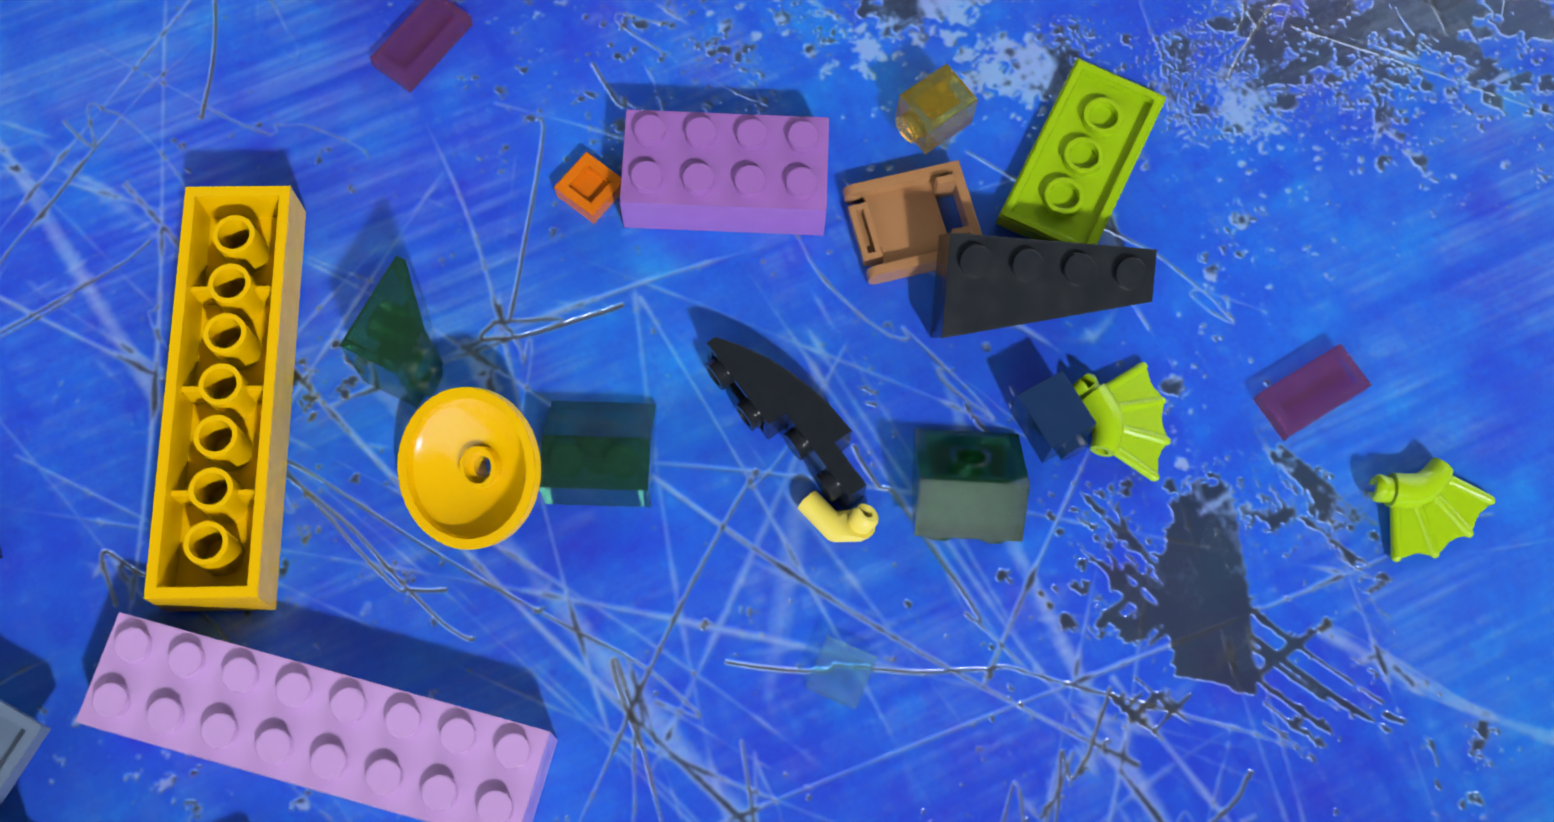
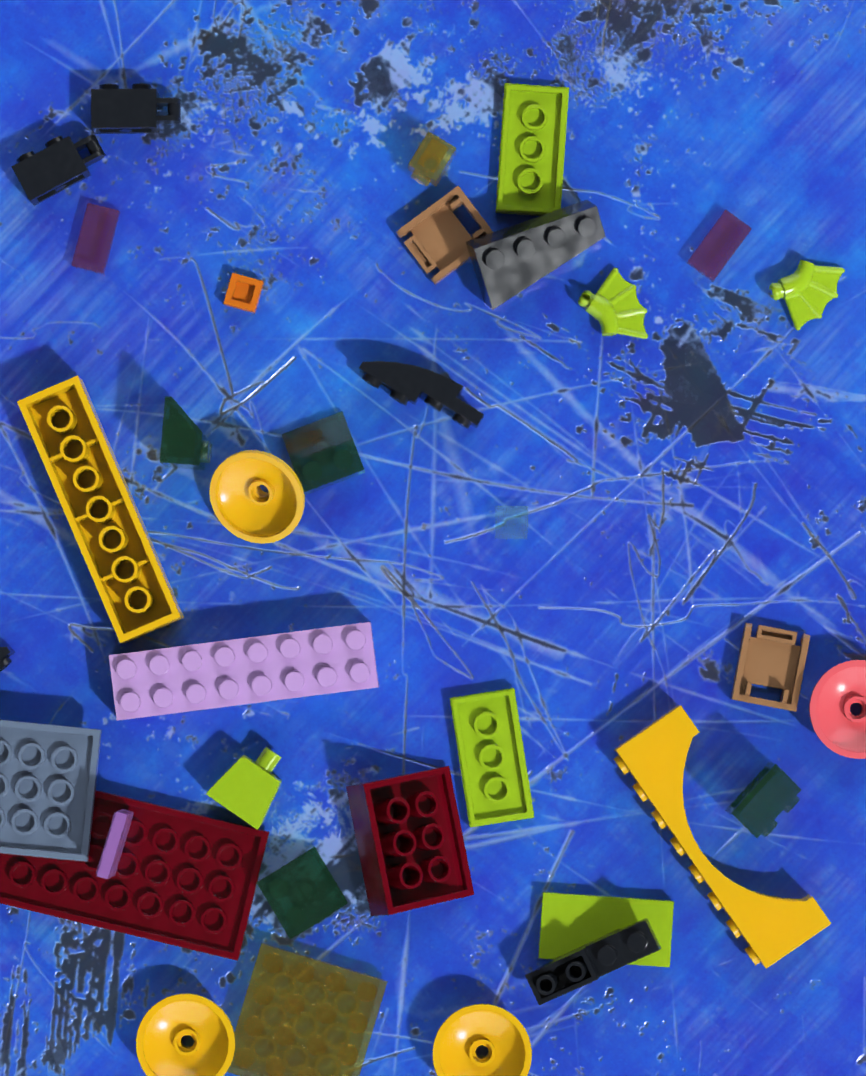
camera: 15 degrees left, 15 degrees up
(725, 172) = (322, 253): medium lavender brick -> none
(839, 525) = (477, 439): light yellow arm -> none
(969, 485) = (540, 386): slope -> none
(1053, 418) = (575, 327): dark blue brick -> none

